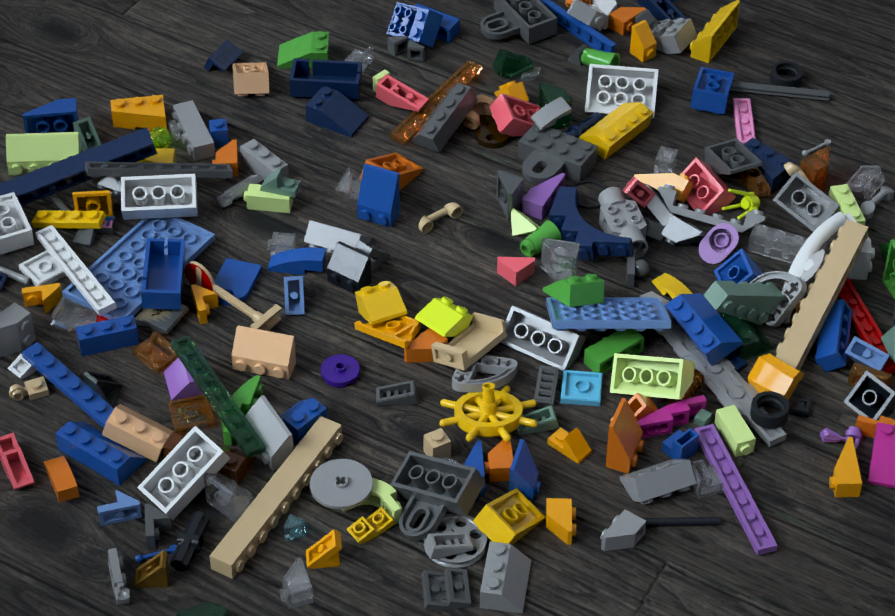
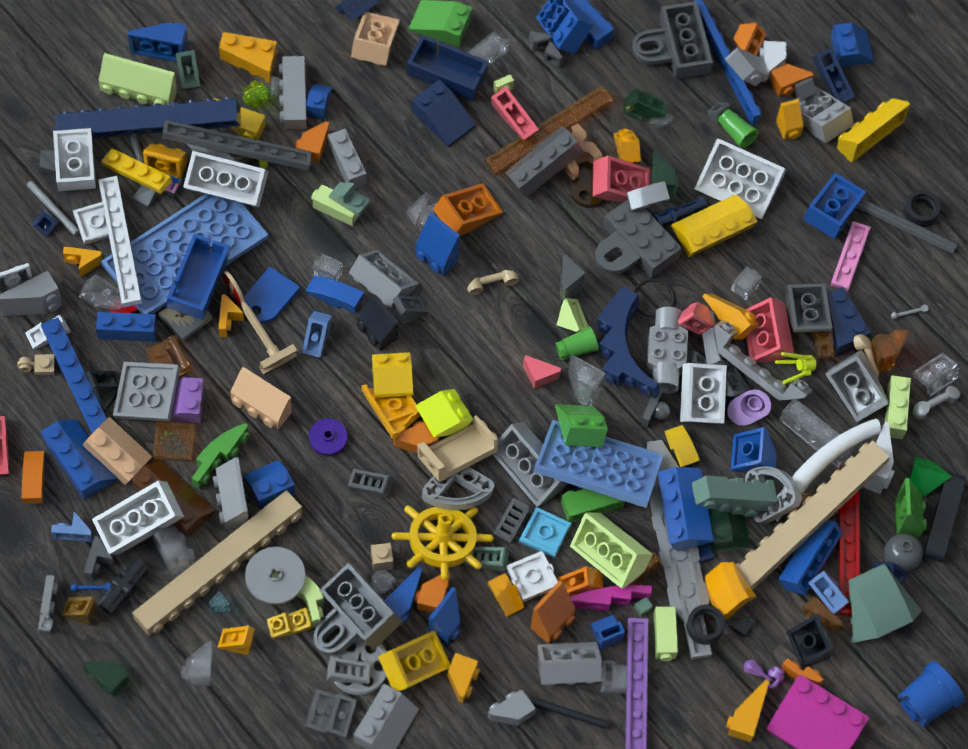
camera: 15 degrees right, 20 degrees up
(148, 378) = (146, 391): none -> light grey plate
(218, 396) = (198, 440): clear green plate -> none
(238, 190) = (311, 183): light grey hinge -> none
(541, 197) = (603, 289): medium lavender slope -> none
(589, 420) = (532, 576): none -> white plate
(672, 241) = (703, 393): none -> white slope
(811, 265) = (820, 475): white slope -> none

